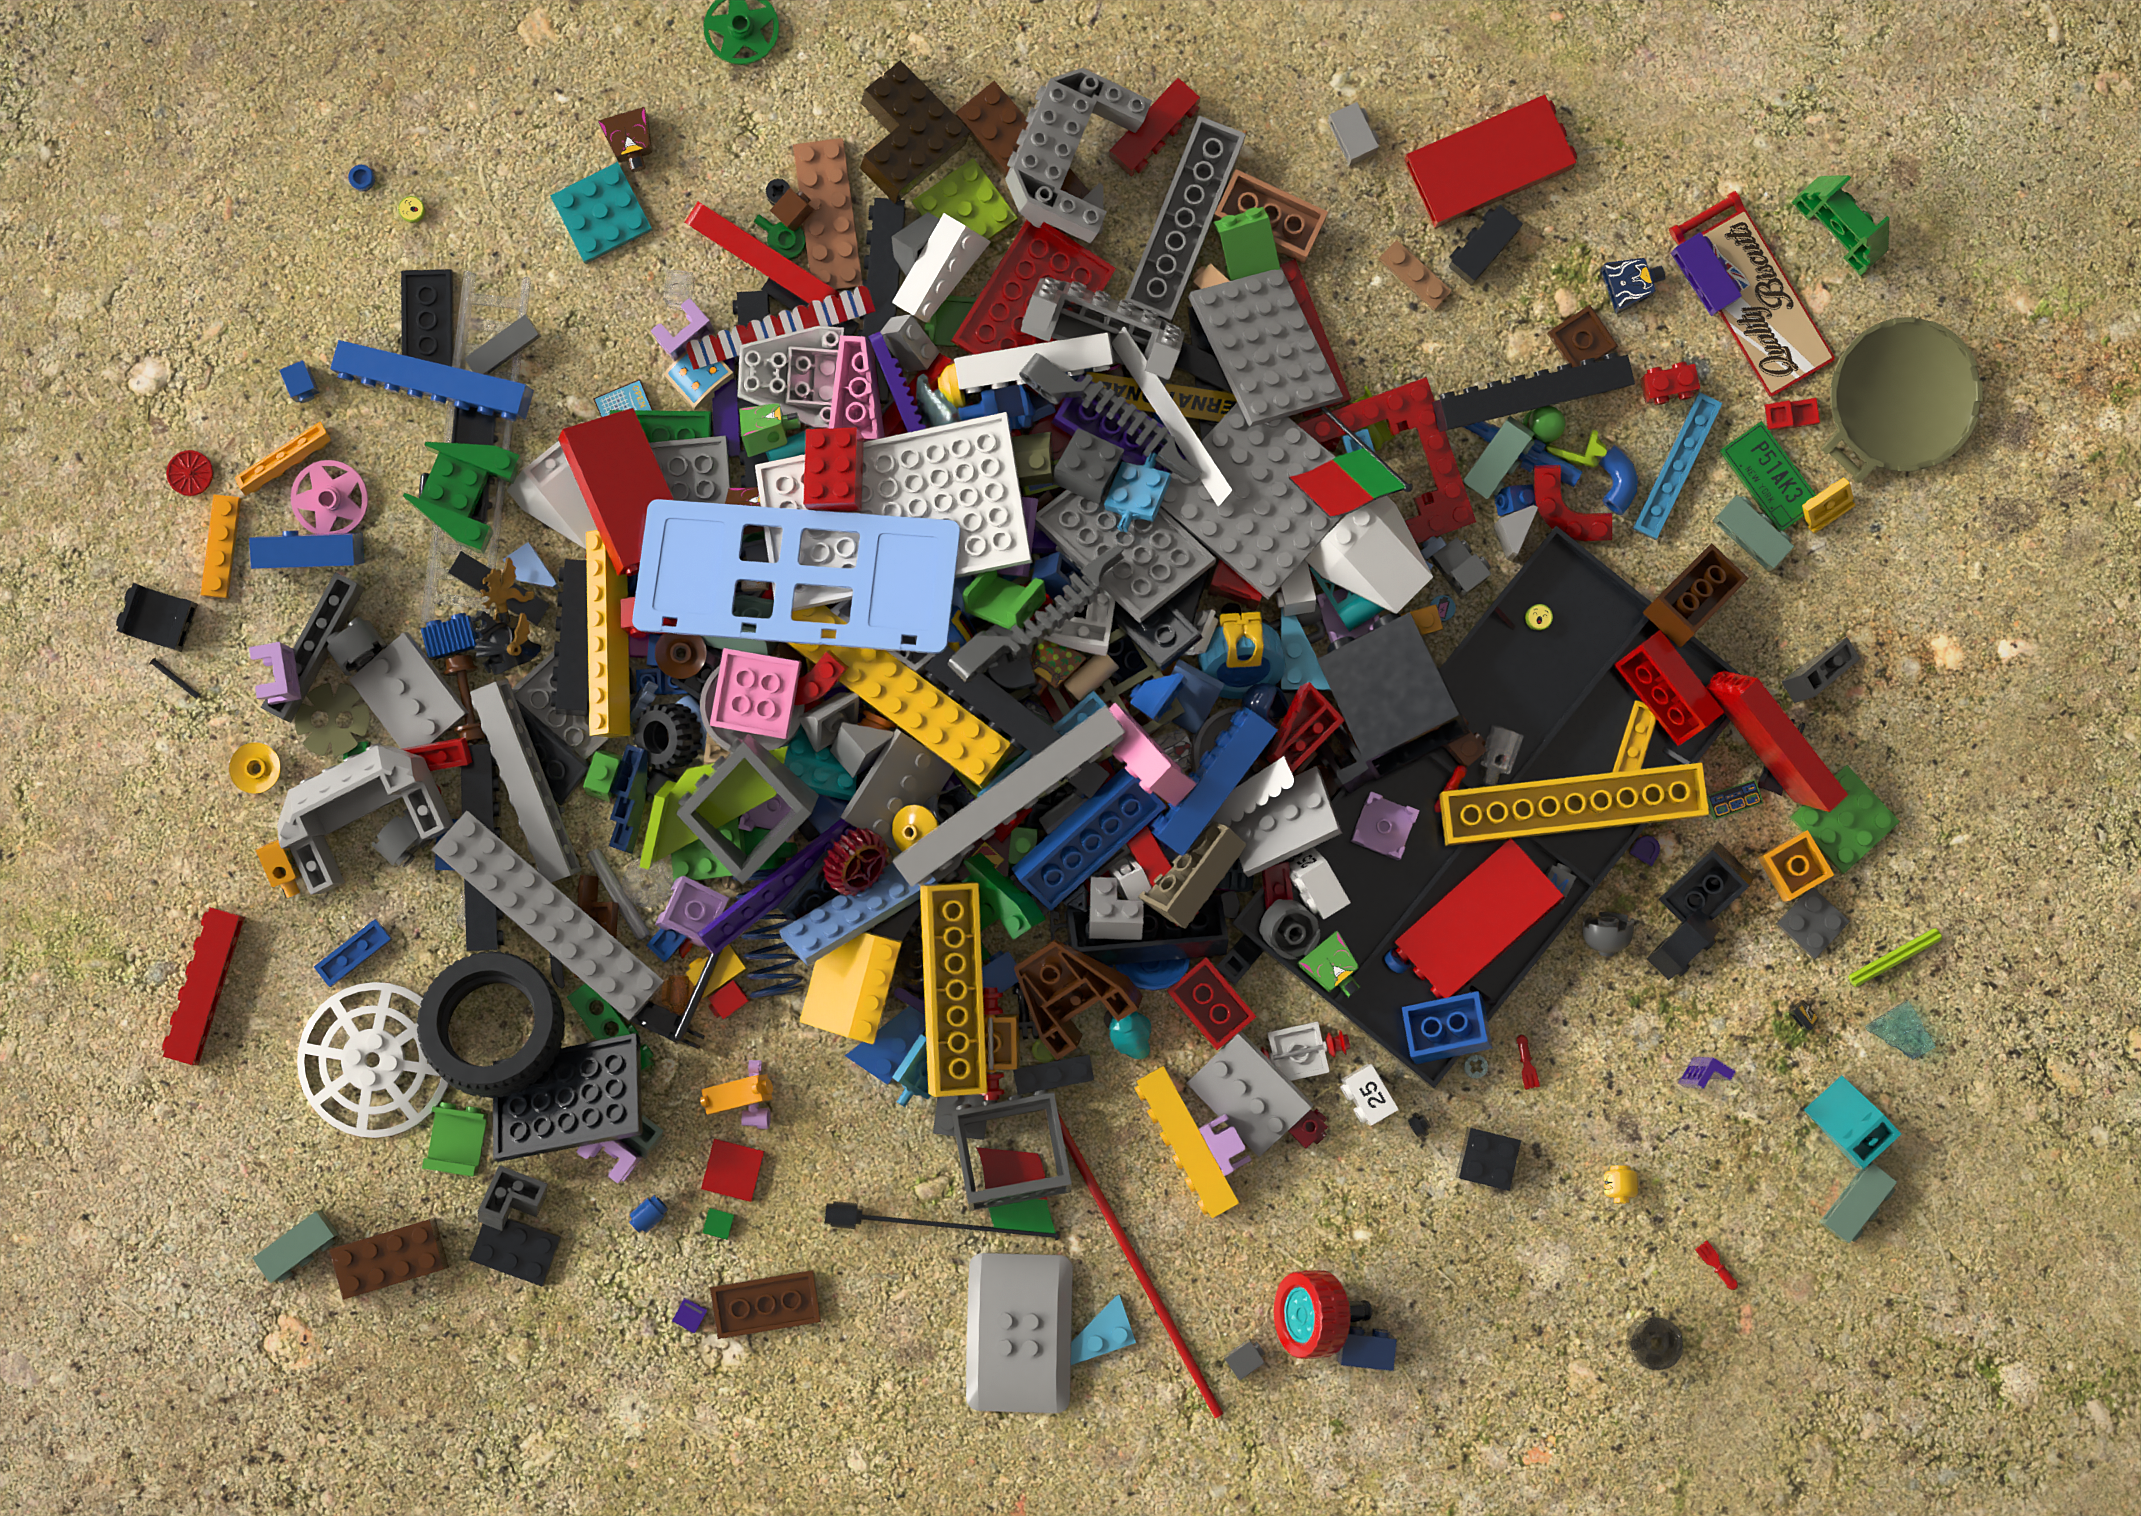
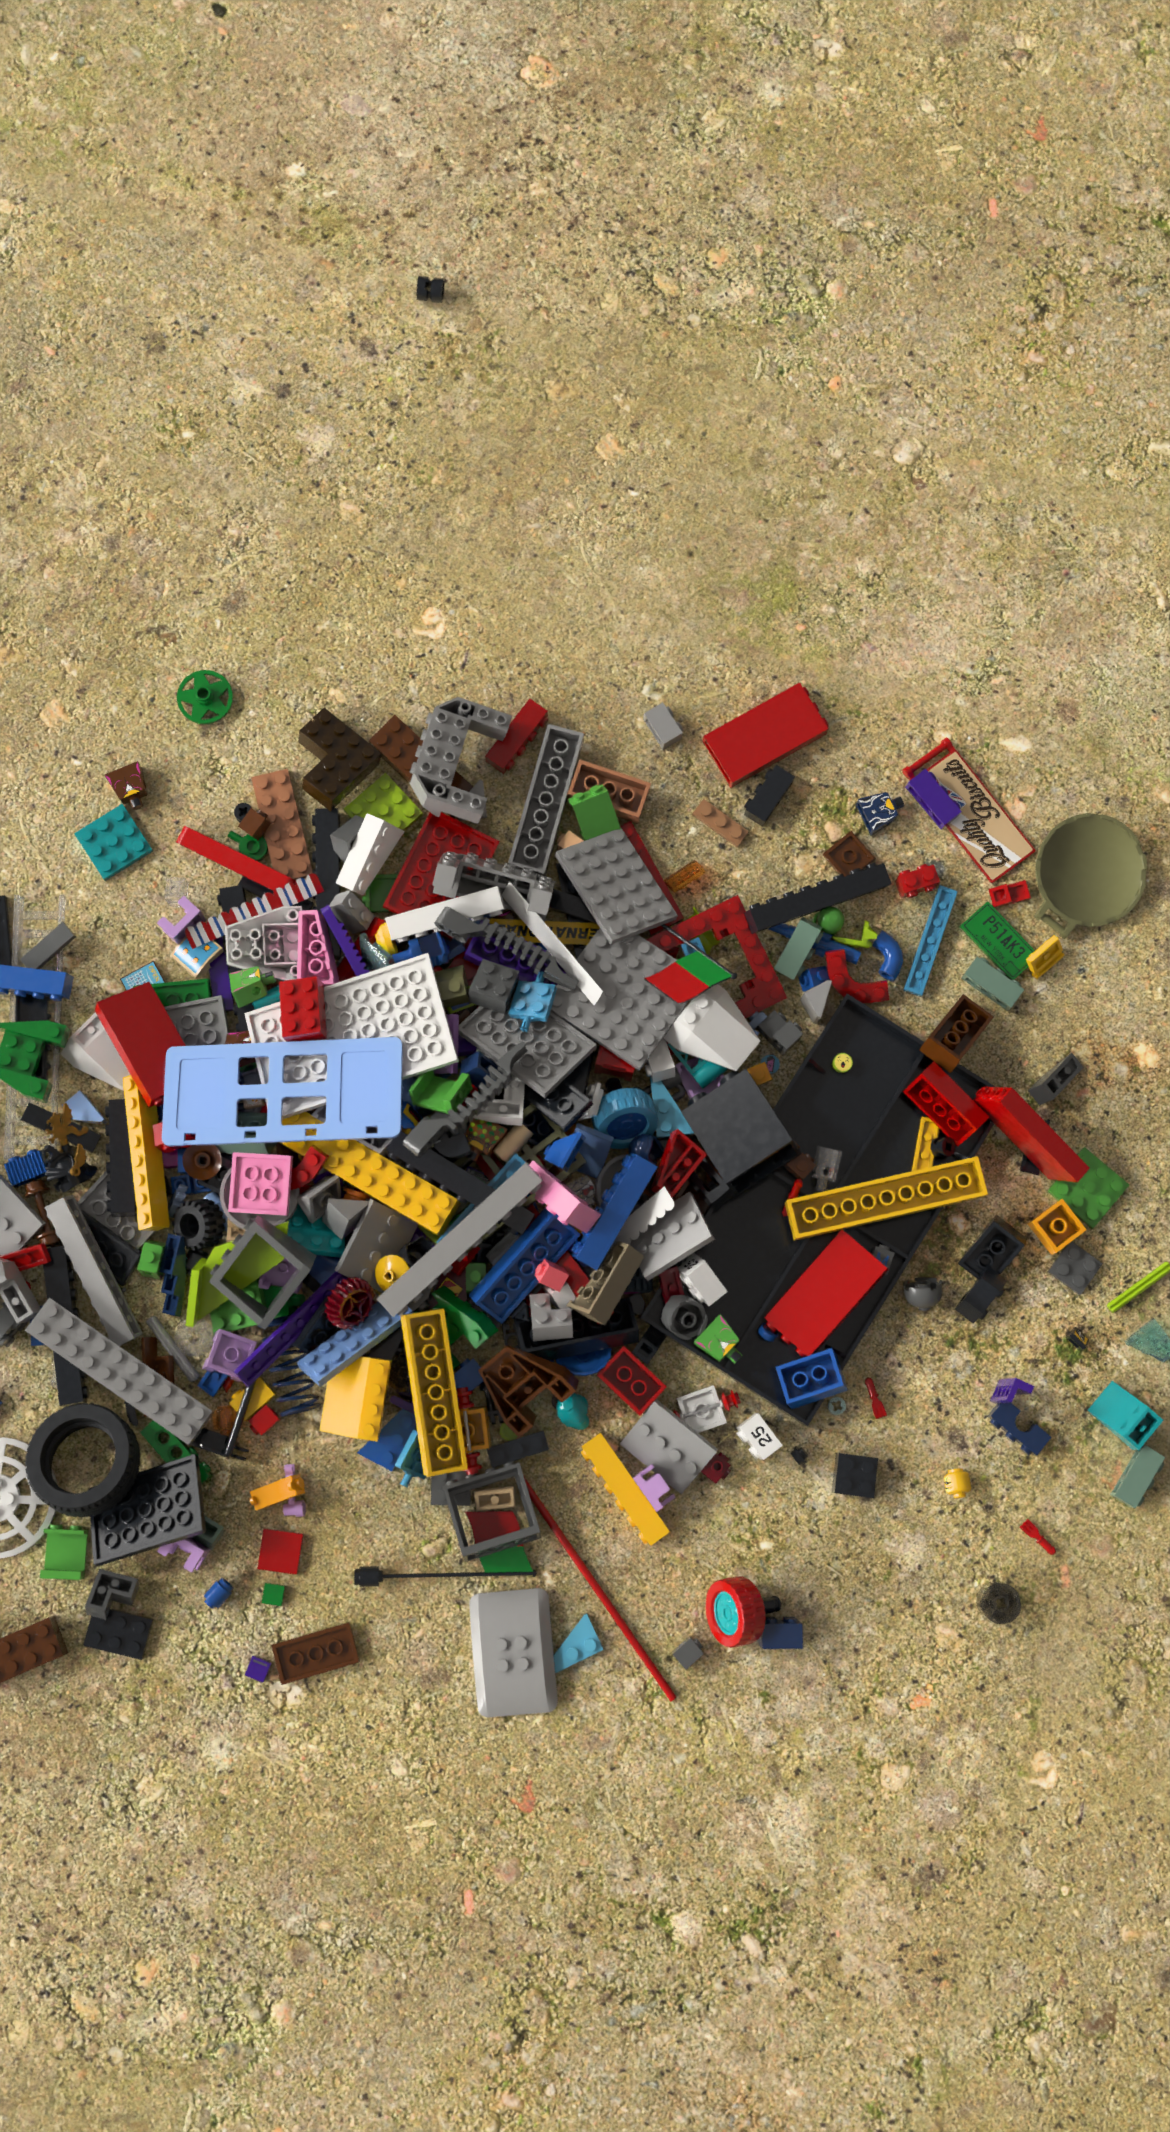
camera: 10 degrees left, 5 degrees down
(1017, 1134) = (494, 1498): none -> tan brick
(1122, 855) = (551, 1275): none -> coral brick
(1234, 628) = (619, 1092): yellow piece -> none
(1358, 342) = (684, 876): none -> clear orange plate
(1384, 826) = (746, 1231): lavender panel -> none
(1646, 849) = (944, 1227): dark purple tile -> none
(1658, 744) = (943, 1146): none -> black wheel
(1725, 1140) = (1031, 1441): none -> dark blue arch
(1734, 799) = (1005, 1182): tile -> none
(1845, 220) = (1030, 748): green wedge -> none

